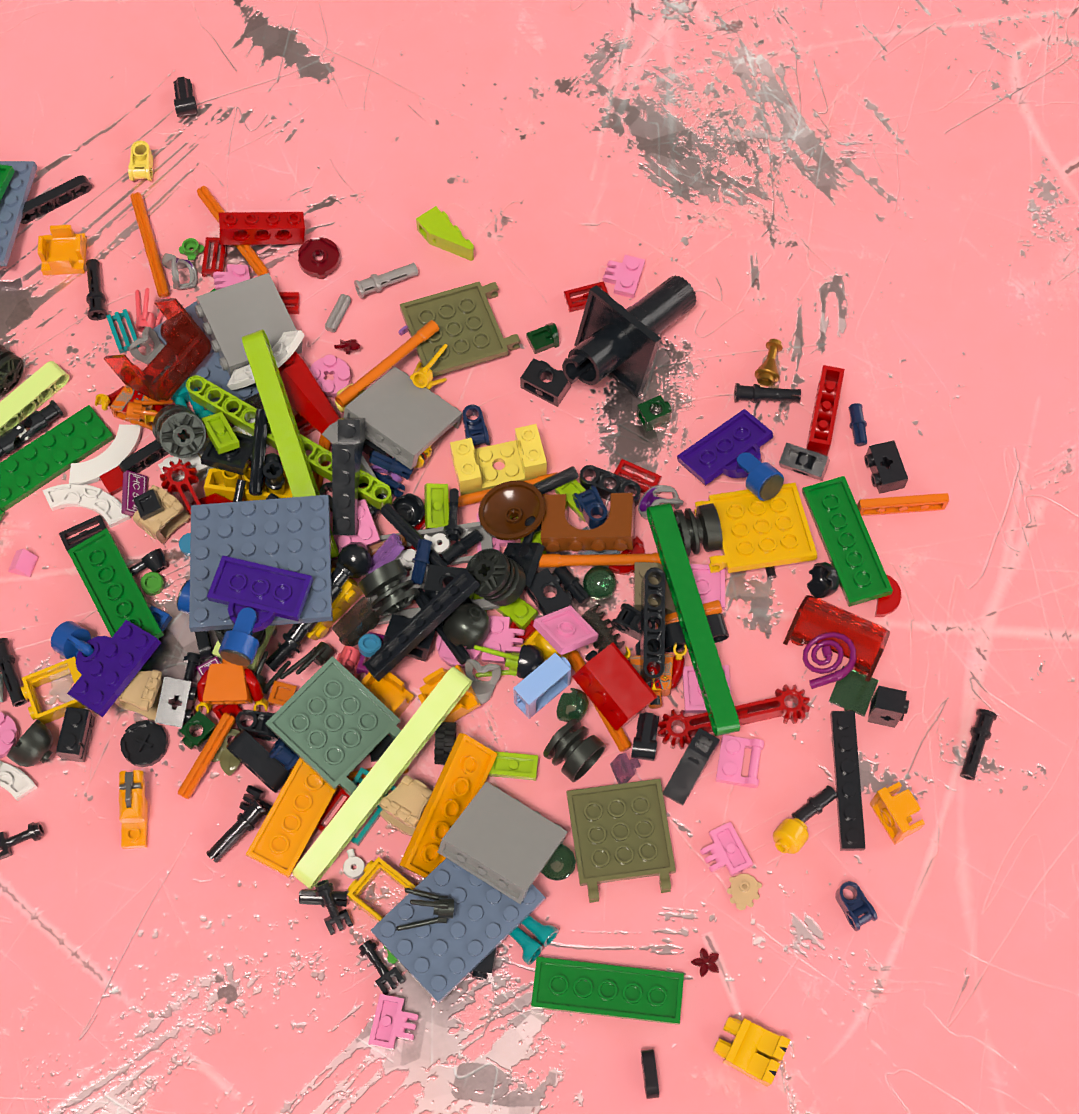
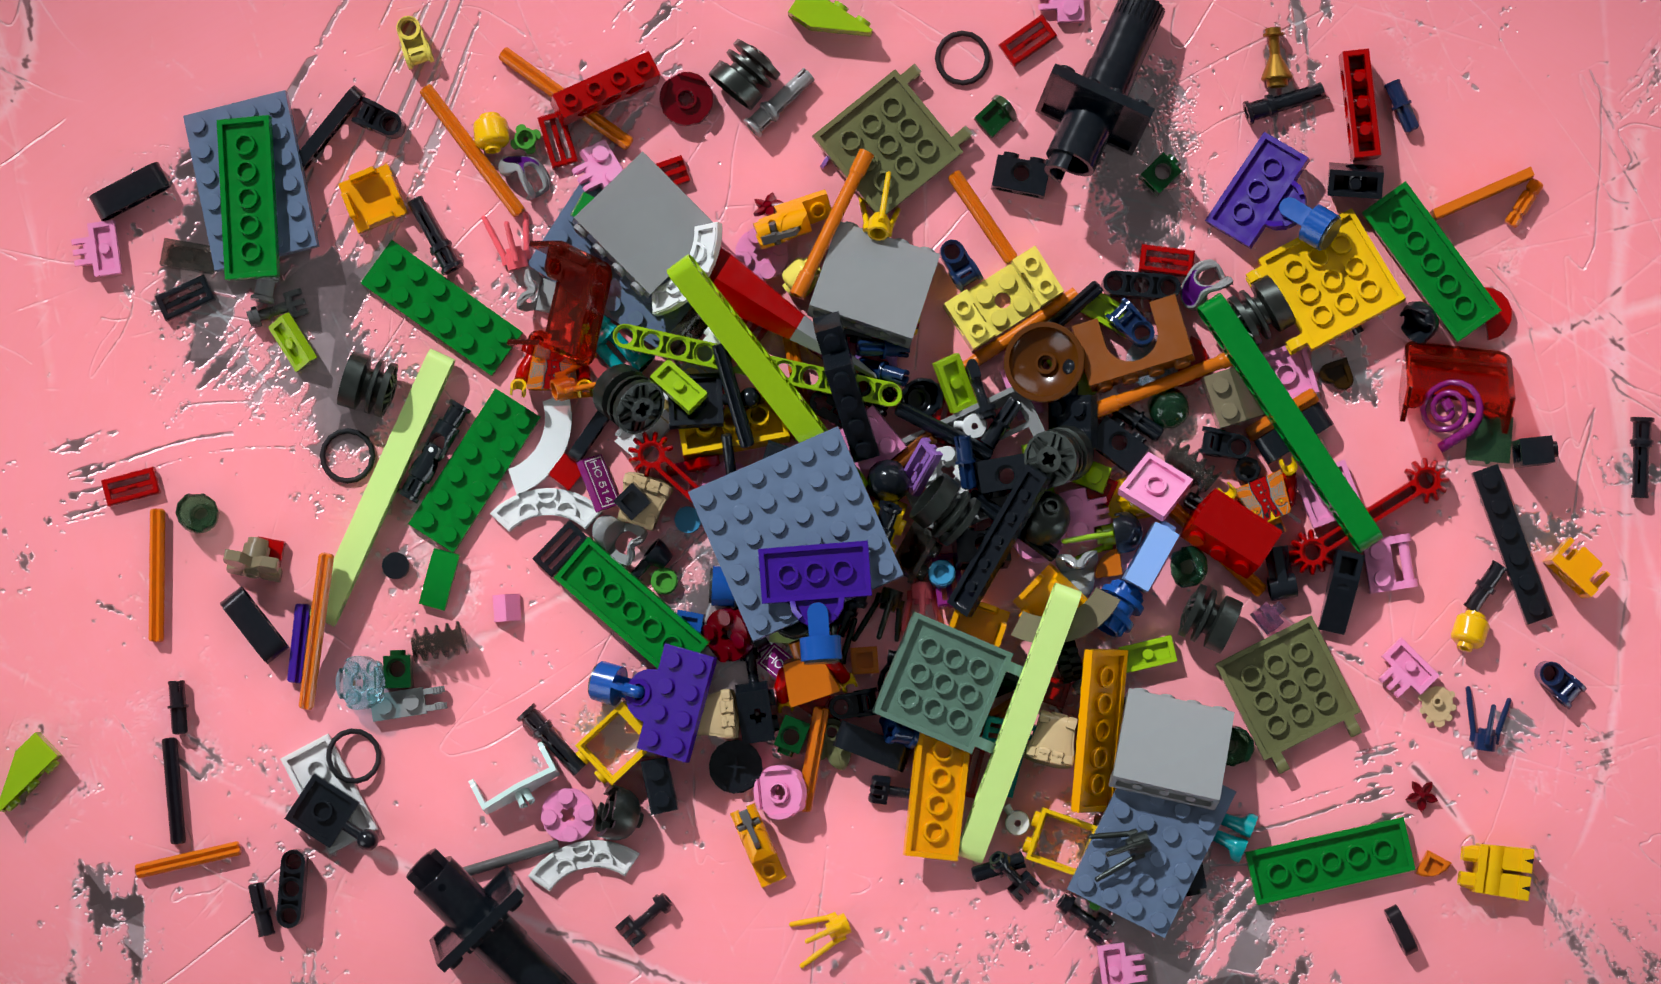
camera: 20 degrees left, 20 degrees up
(75, 339) = (441, 307): none -> green plate
(93, 204) = (374, 118): none -> black piece
(117, 317) = (476, 260): teal tile -> none
(125, 532) = (608, 529): none -> light grey piece
(167, 234) = (491, 132): none -> yellow head
(168, 900) = (836, 927): none -> yellow plant
(178, 638) = (716, 632): none -> dark red plate
(180, 774) = (791, 782): none -> bright pink plate
(245, 822) = (885, 819): black pin -> none
(274, 475) = (758, 424): black bush -> none
(337, 313) = (738, 166): light grey axle -> none
(358, 355) = (792, 219): none -> light orange plate
(370, 246) = (744, 74): none -> pearl dark grey wheel
(426, 771) = (1057, 693): none -> red tile
(466, 710) = (1086, 618): none -> dark tan tile
(498, 720) = (1129, 605): none -> blue piece
(505, 399) = (982, 216): none -> orange axle
(506, 685) = (1109, 565): none -> orange tile
(531, 310) = (967, 34): none -> black piece
(649, 635) = (1260, 460): black beam -> none
(696, 1027) = (1432, 865): none -> orange tile
(744, 601) = (1337, 373): none -> dark brown tile
(777, 930) = (1486, 738): none -> dark blue plant
(886, 467) = (1446, 138): black brick -> none
(934, 523) = (1524, 203): none -> orange axle

